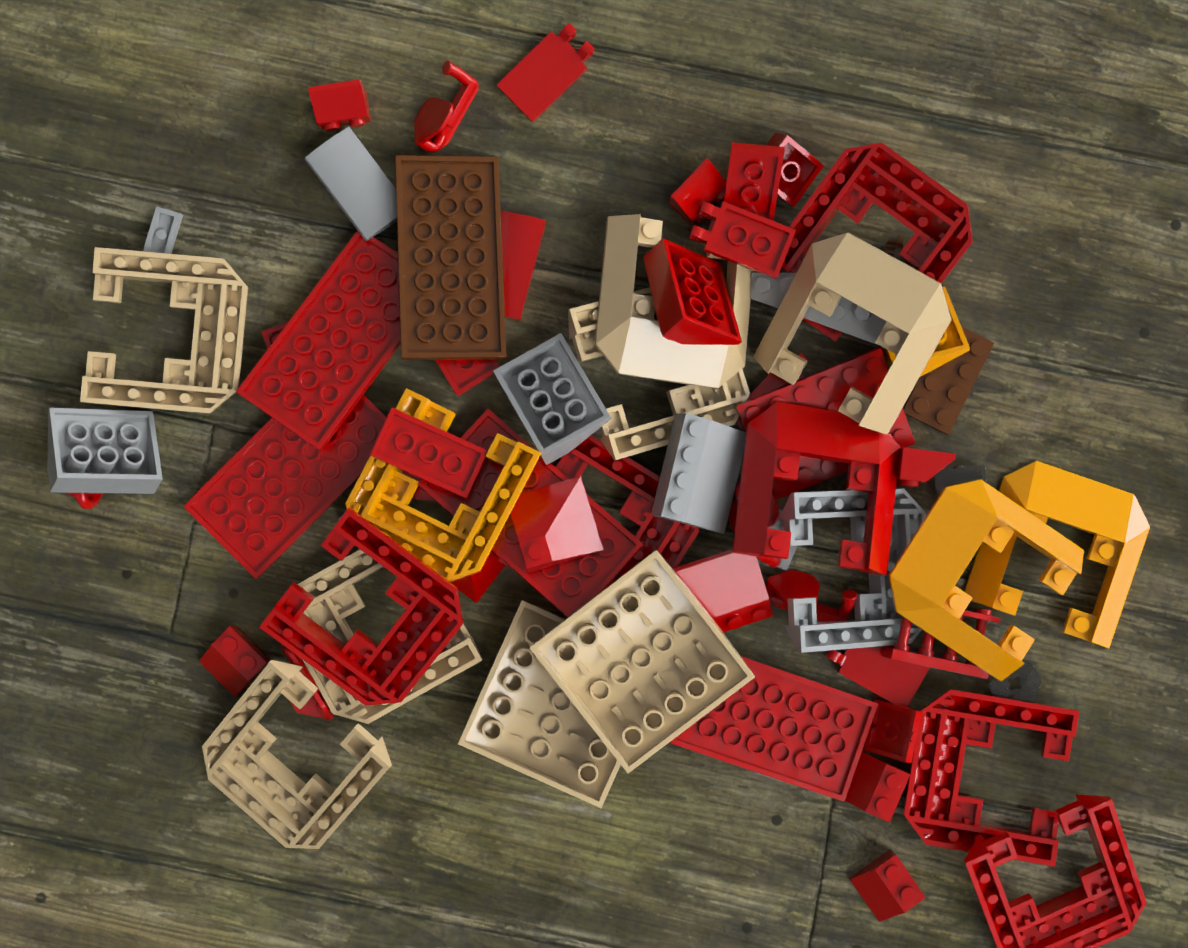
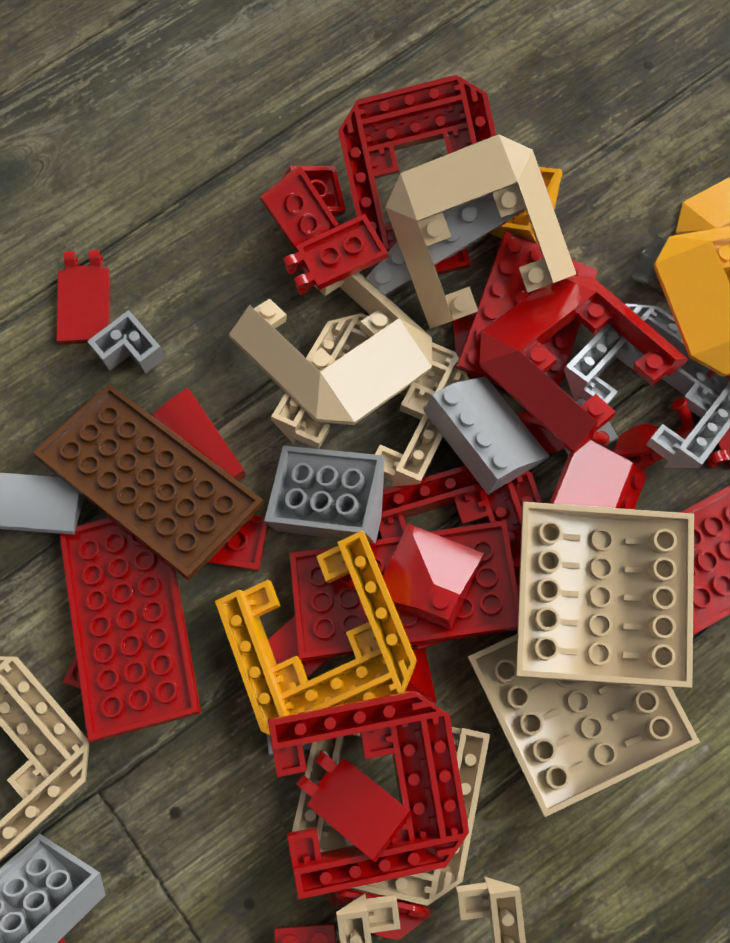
camera: 50 degrees left, 15 degrees down
(282, 486) = (199, 778): red plate -> none
(350, 611) = (355, 806): none -> red tile
(429, 453) = (282, 624): red plate -> none
(440, 116) = (39, 394): red piece -> none
(543, 138) = (124, 339): none -> light grey brick
(690, 296) = (343, 323): red slope -> none
(701, 186) = (270, 267): red slope -> none
(920, 465) = (620, 271): red slope -> none
(943, 391) = (577, 217): reddish brown plate -> none

